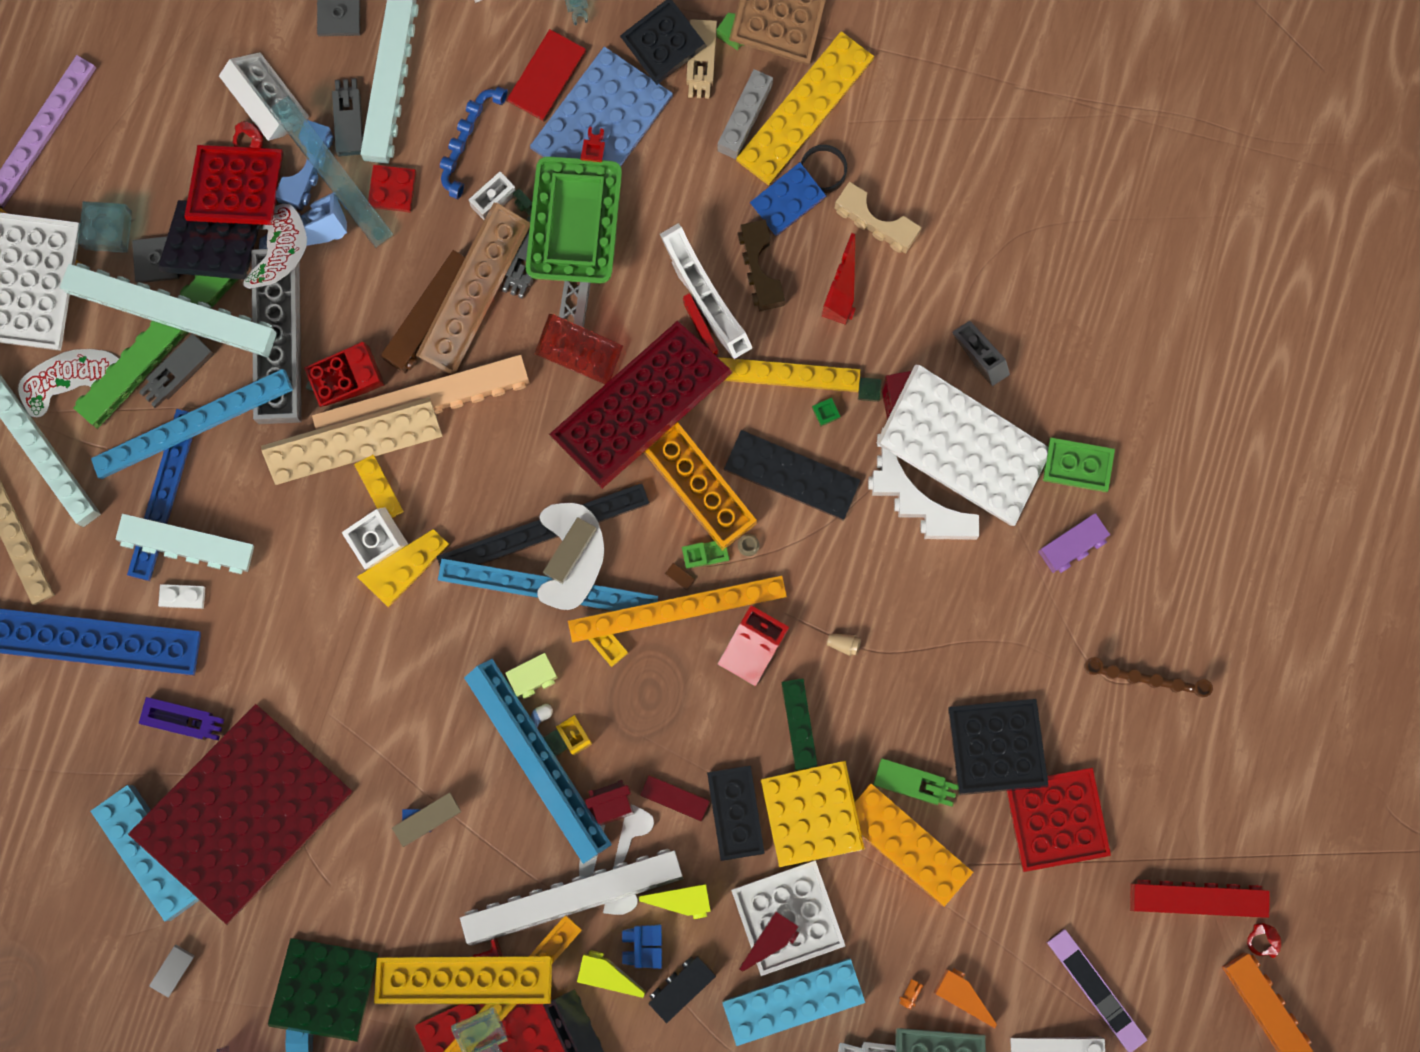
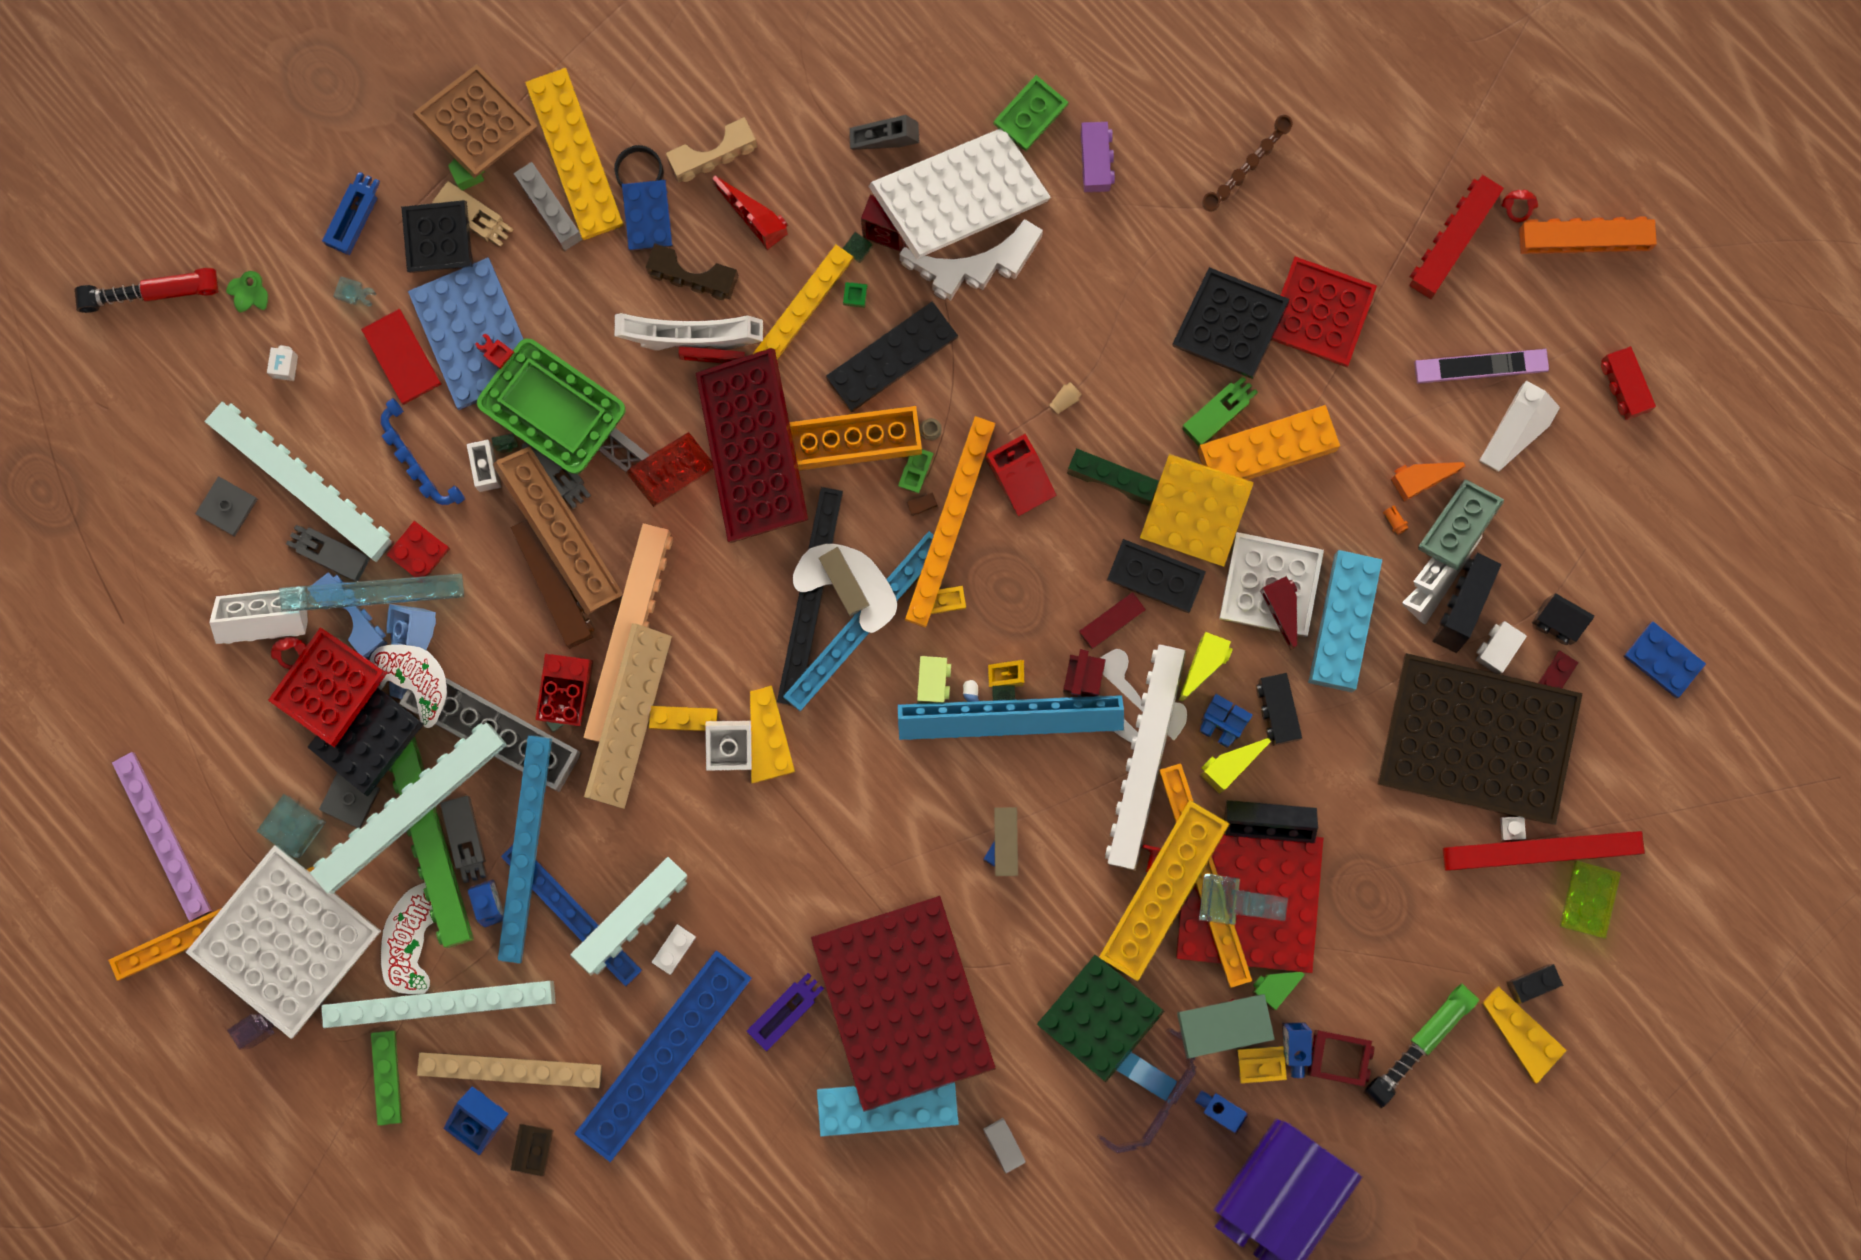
camera: 60 degrees left, 0 degrees up
(131, 419) = (486, 903): none -> blue torso

